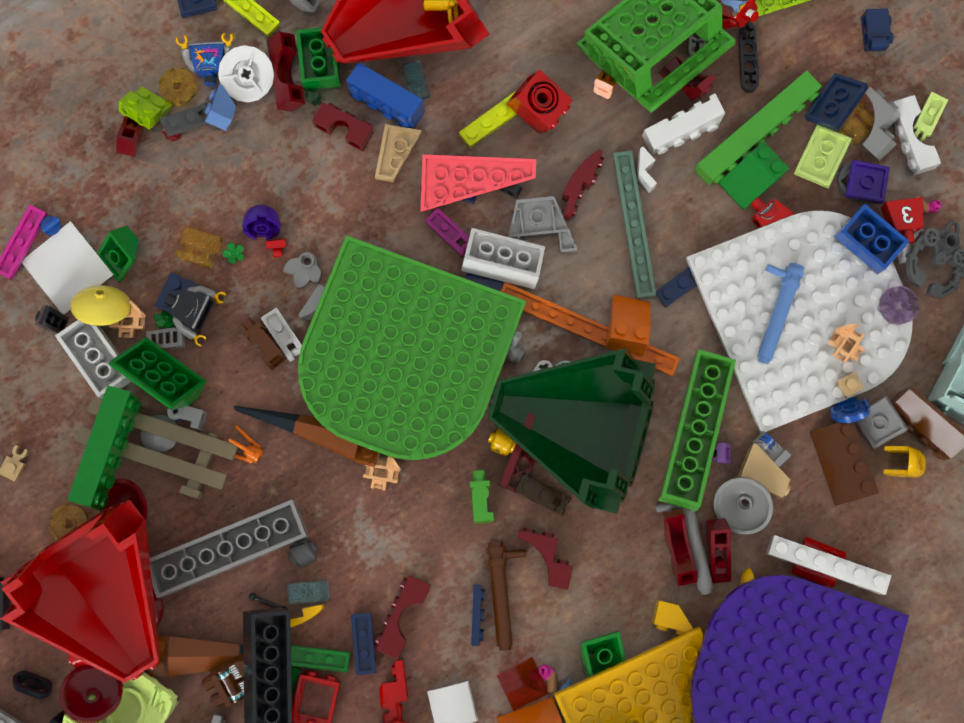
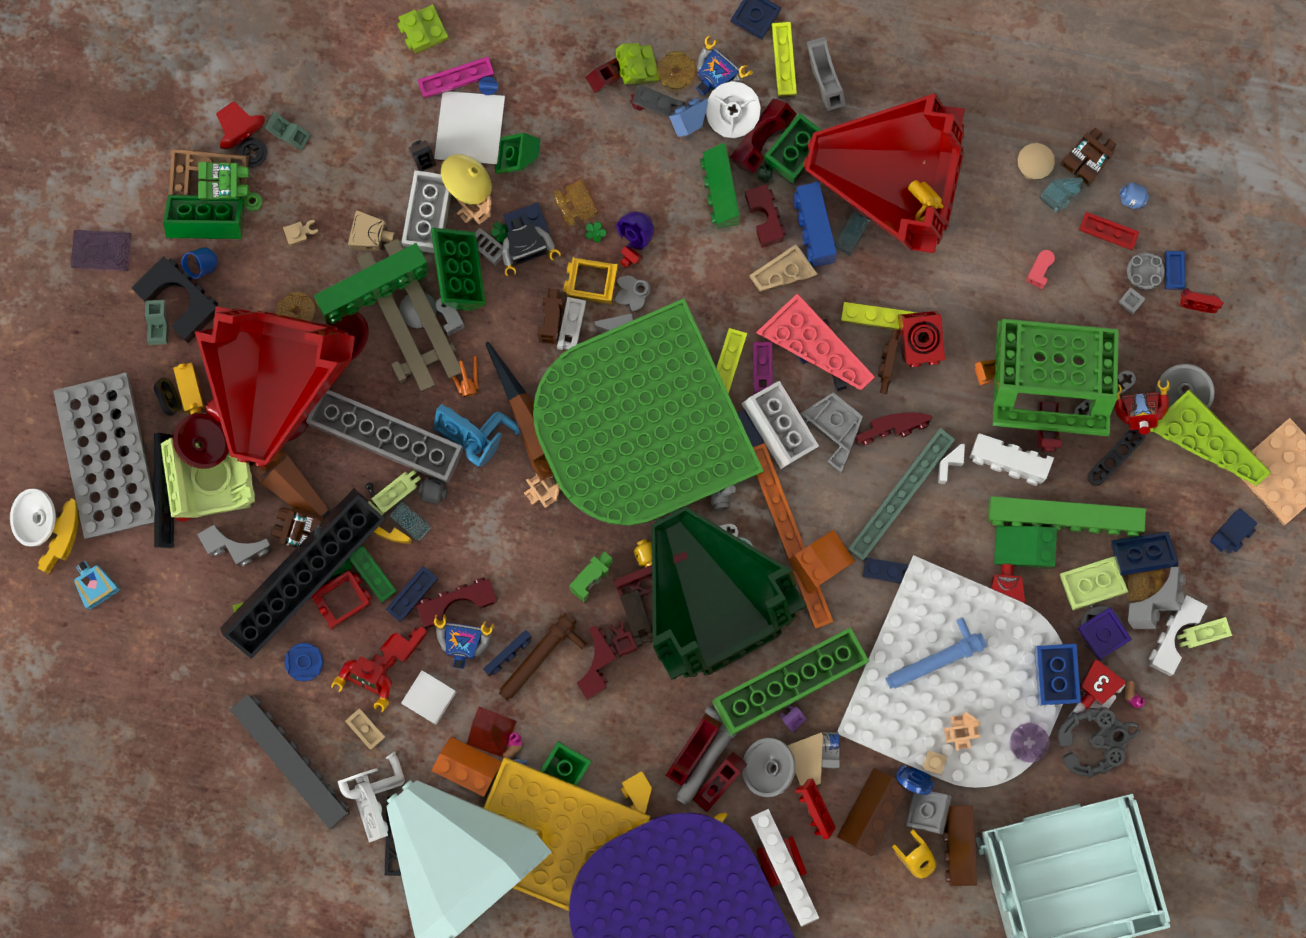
camera: 50 degrees right, 0 degrees up
(43, 661) = (189, 388): none -> yellow brick
(66, 414) = (368, 233): none -> tan torso
(275, 302) = (593, 297): none -> yellow window
(276, 581) = (395, 491): none -> yellowish green hinge
(289, 487) = (469, 436): none -> dark azure plate
(292, 134) = (721, 187): none -> green slope
(418, 244) = (730, 356): none -> neon yellow plate
(435, 639) = (462, 640): none -> torso
(529, 137) = (886, 366): none -> reddish brown plate
(549, 521) = (623, 641): none -> dark red plate
(807, 500) = (816, 809): none -> red plate

